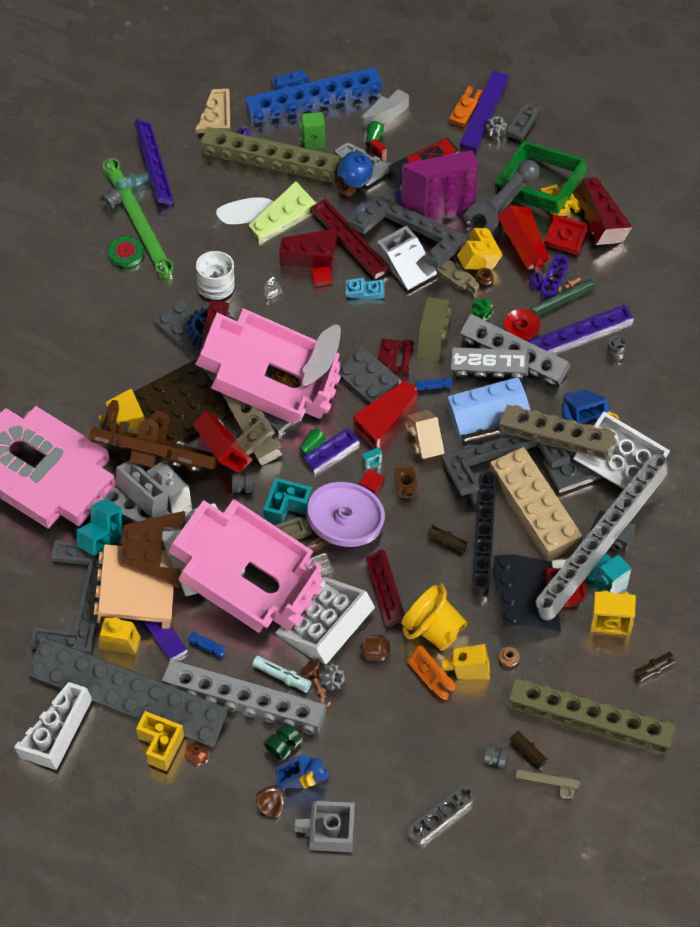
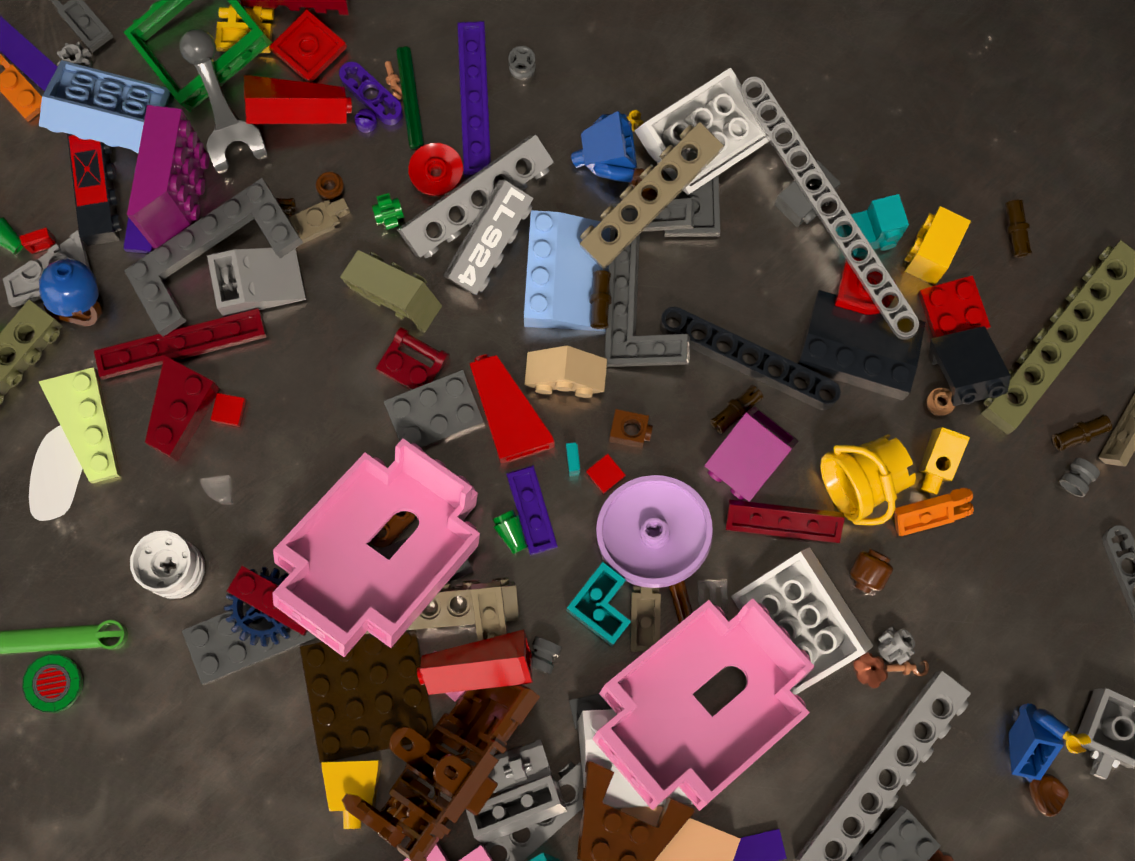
camera: 70 degrees left, 20 degrees up
(207, 644) = (780, 797): blue axle -> none
(281, 743) = (970, 747): dark green wheel -> none
(289, 677) = (890, 687): light aqua pin -> none
(322, 355) = (391, 462): white sticker -> none
(360, 289) = (278, 358): medium azure slope -> none
(422, 553) = (750, 454): none -> magenta slope
(433, 384) = (481, 327): blue axle -> none
(473, 132) = (98, 105): none -> light blue slope
(480, 250) = (289, 169): yellow brick -> none
(535, 505) = (732, 273): tan brick -> none
(538, 656) = (970, 365): none -> black panel
(578, 646) = (953, 307): none -> red plate

